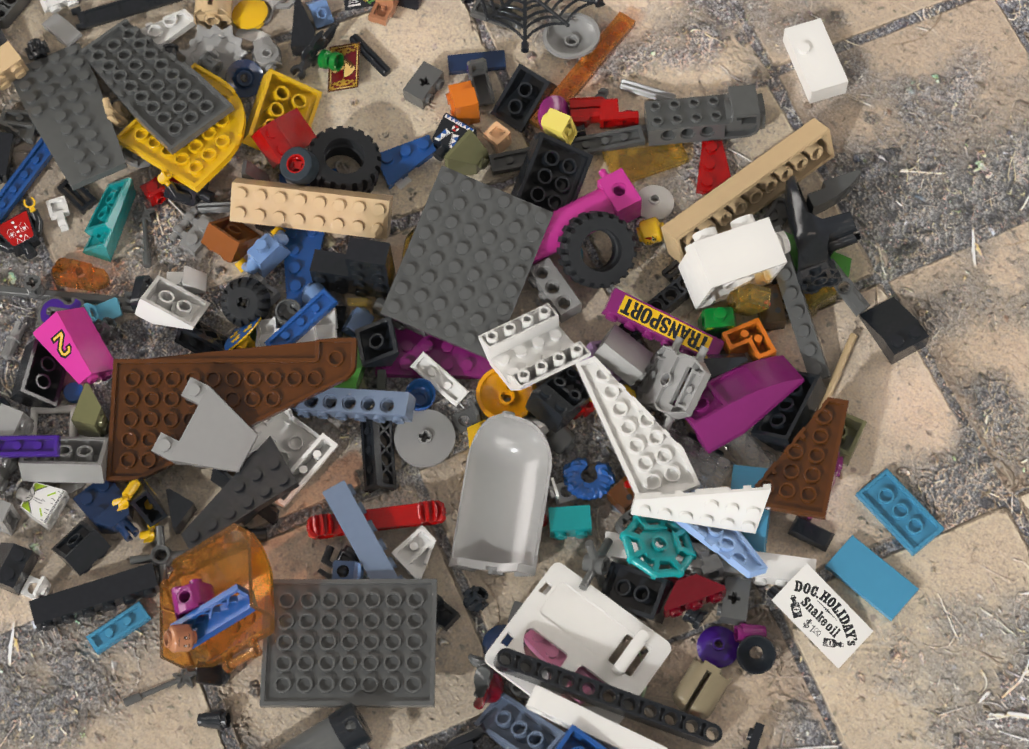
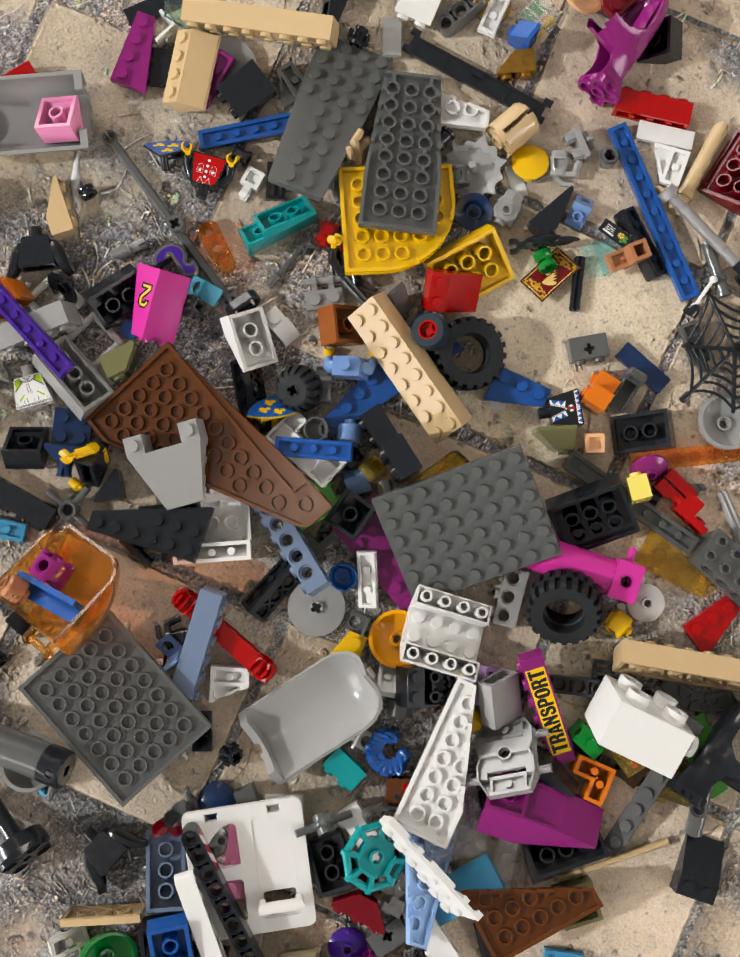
camera: 40 degrees right, 20 degrees up
(37, 196) = (245, 157): none -> black bush
(365, 29) = (594, 257): none -> clear light blue piece

